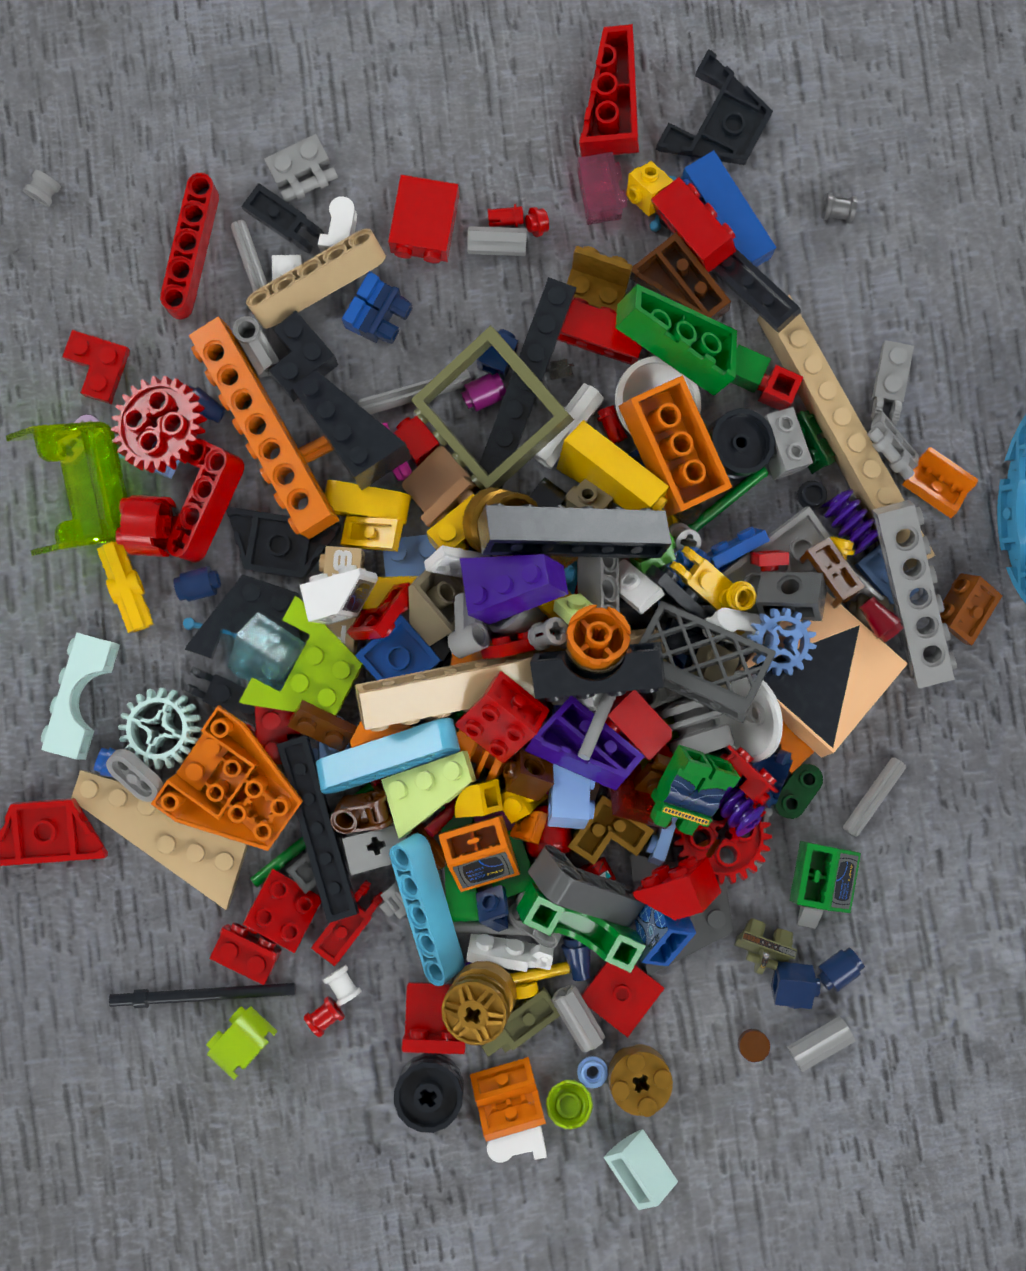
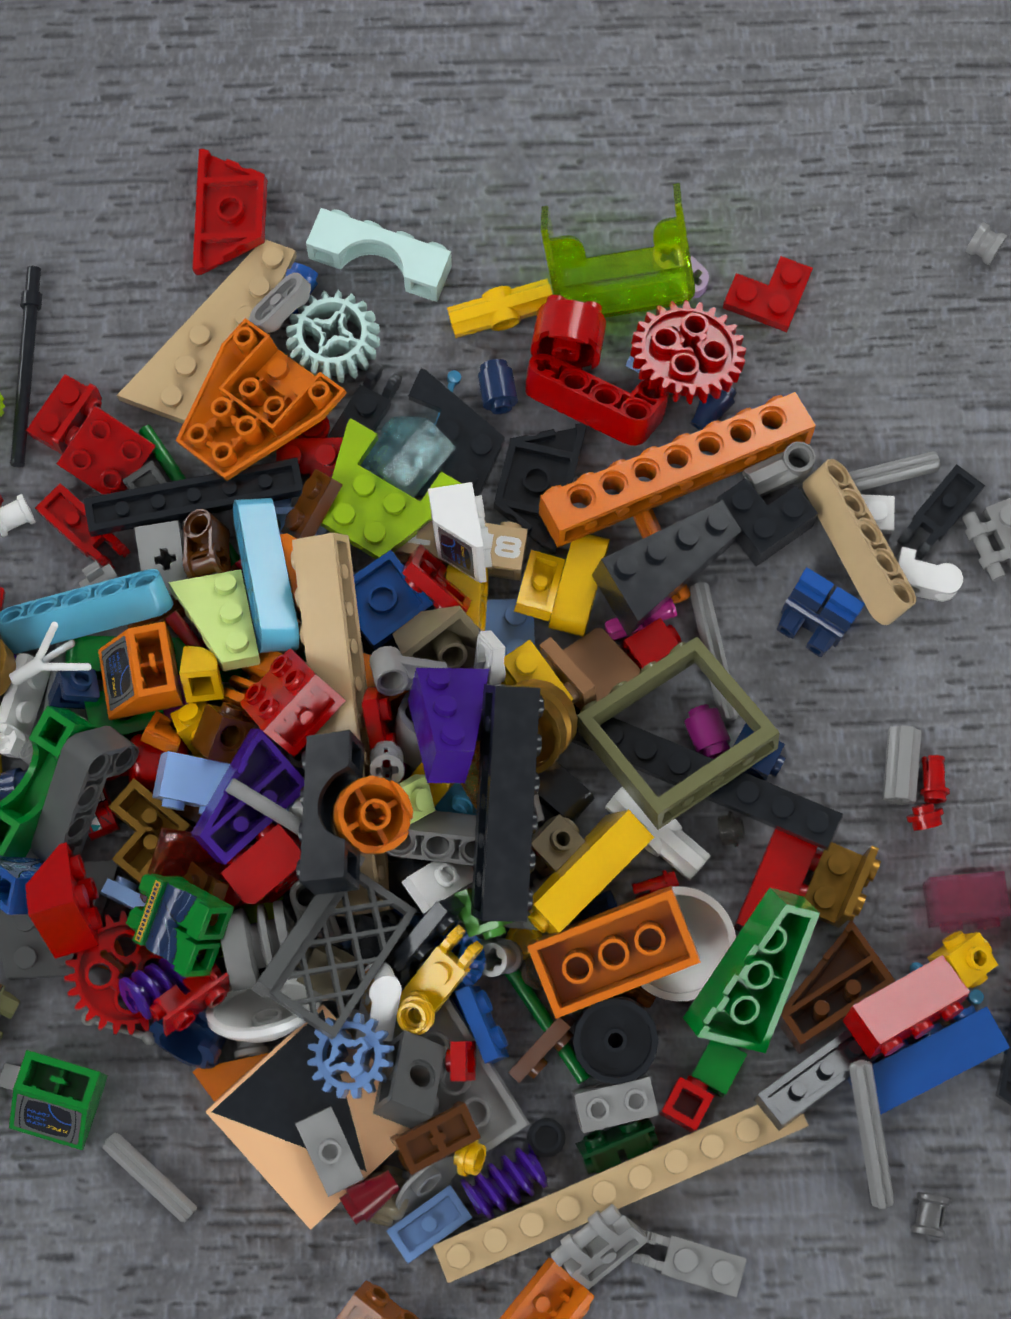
camera: 95 degrees right, 10 degrees down
(187, 233) = (925, 398): red beam -> none
(423, 219) = (932, 677): red brick -> none
(469, 935) = (41, 661): none -> white plant
(754, 506) = (532, 1061): none -> reddish brown plate
(788, 248) = (871, 1134): none -> light grey axle
(796, 788) = (168, 1079): dark green plate -> none
(851, 653) = (329, 1151): none -> light grey plate
(888, 522) = (303, 1256): light grey brick -> none

